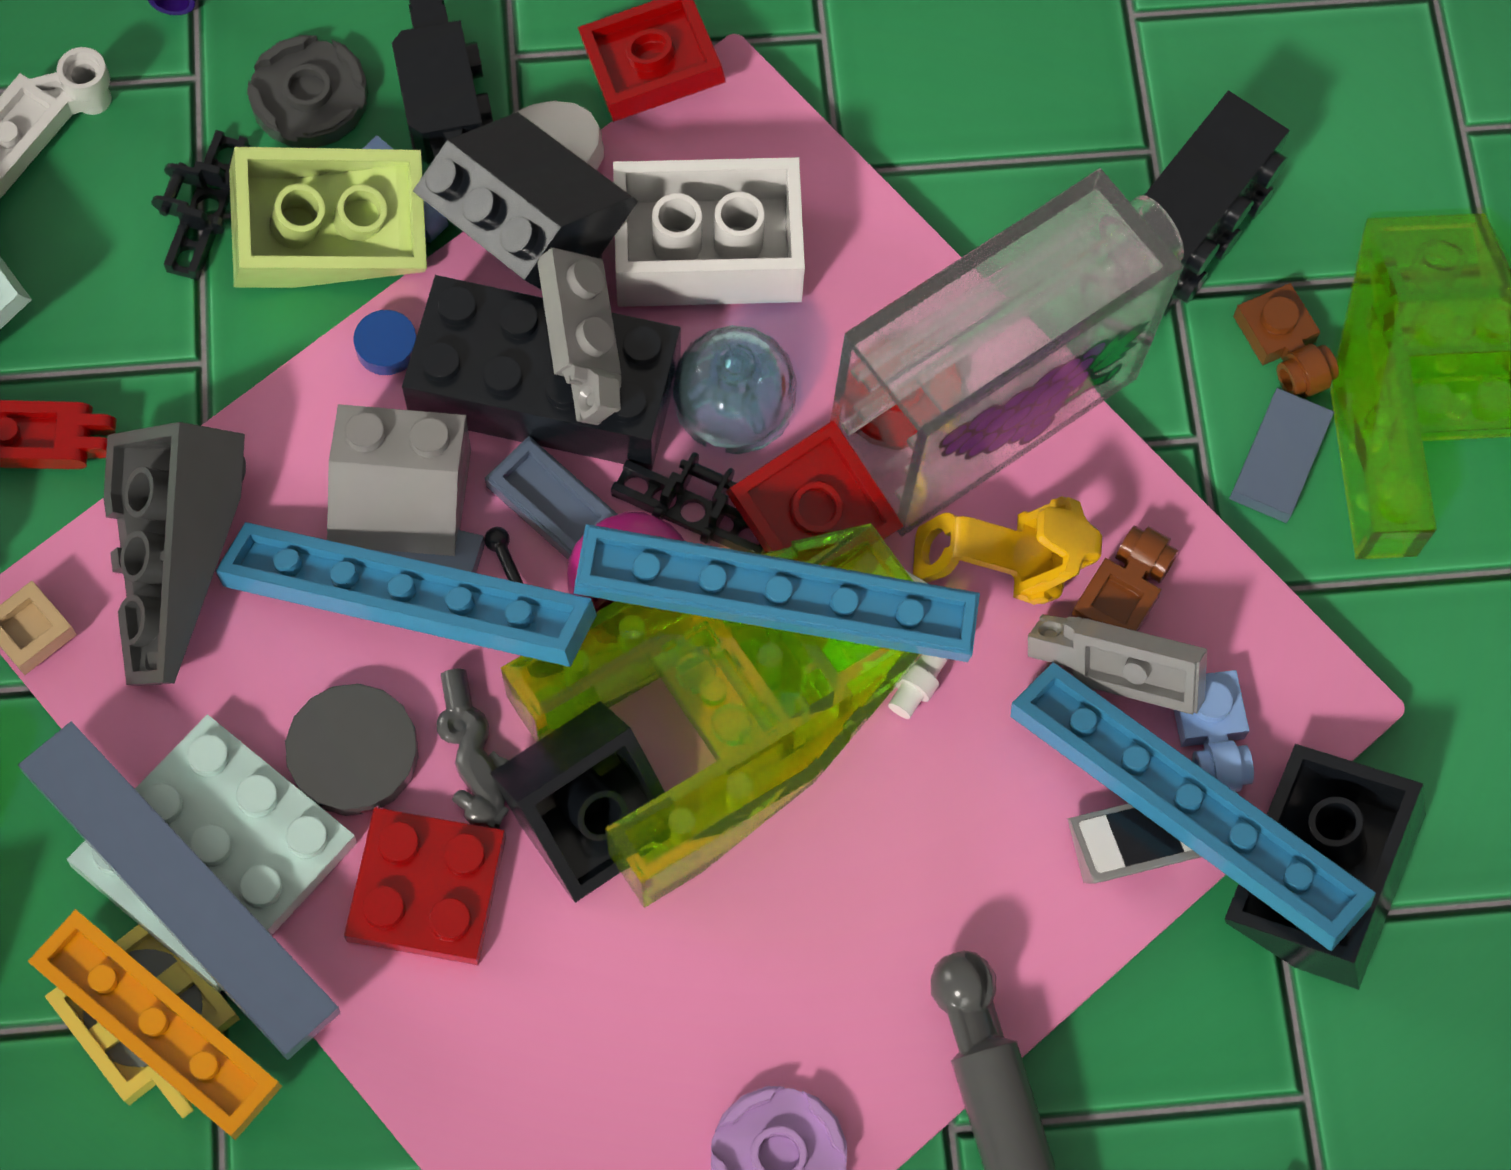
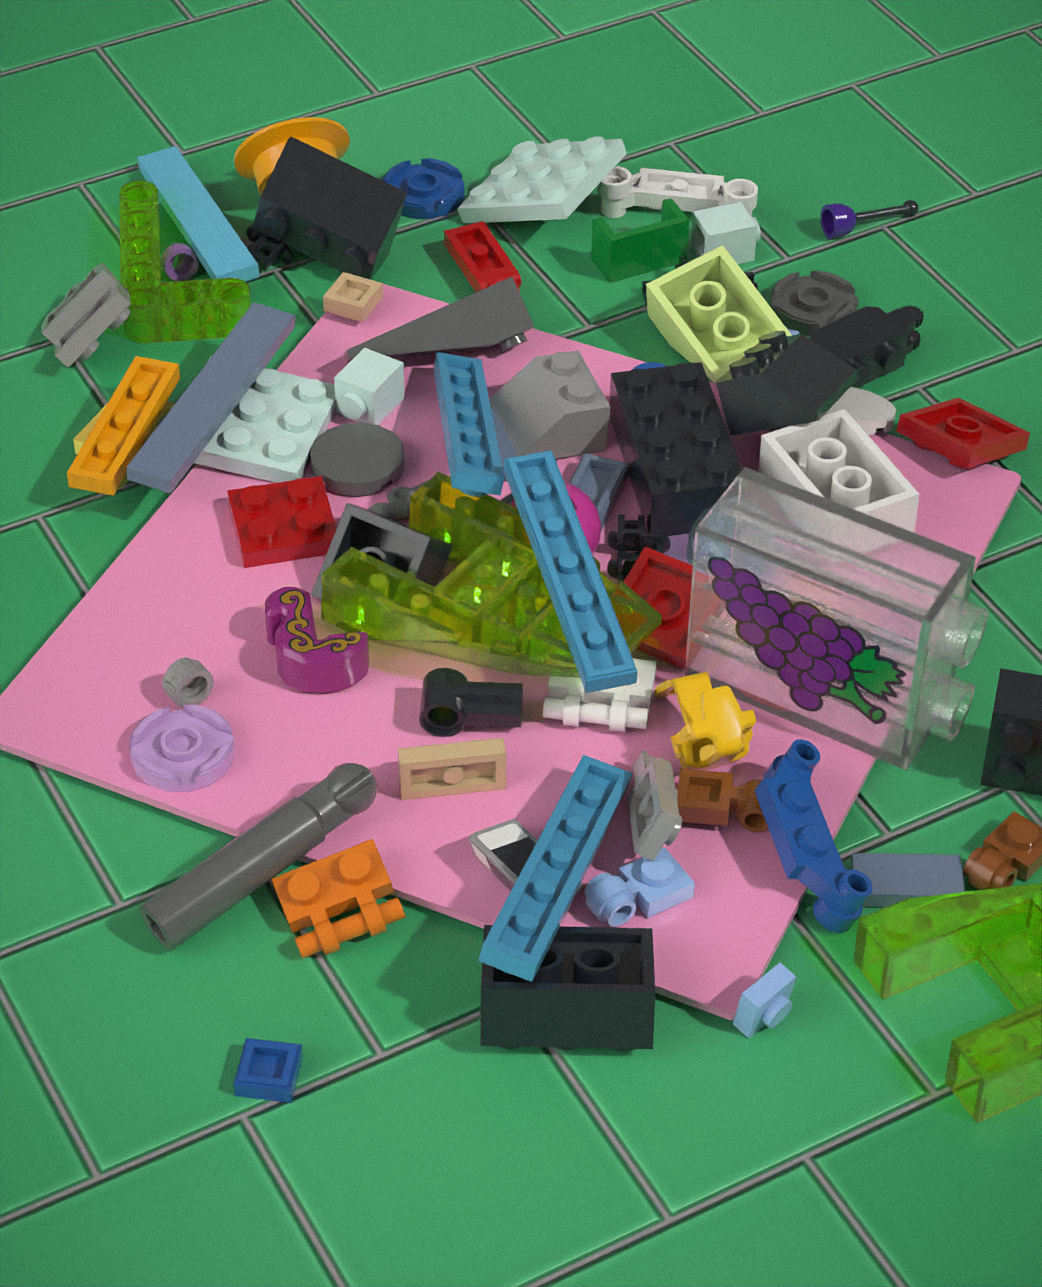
camera: 70 degrees right, 25 degrees down
(97, 230) = (641, 248): none -> green panel
(137, 129) = (726, 226): none -> light aqua brick
(237, 682) = (369, 387): none -> light aqua brick
(581, 331) = (699, 417): light grey hinge -> none
(683, 1111) = (180, 674): none -> light grey axle
(684, 954) = (304, 660): none -> magenta animal
(860, 803) = (453, 702): none -> black piece
(955, 882) = (452, 768): none -> tan plate
(1071, 1058) = (334, 887): none -> orange plate
(1212, 526) = (806, 841): none -> blue plate
(1409, 671) = (765, 1001): none -> light blue plate

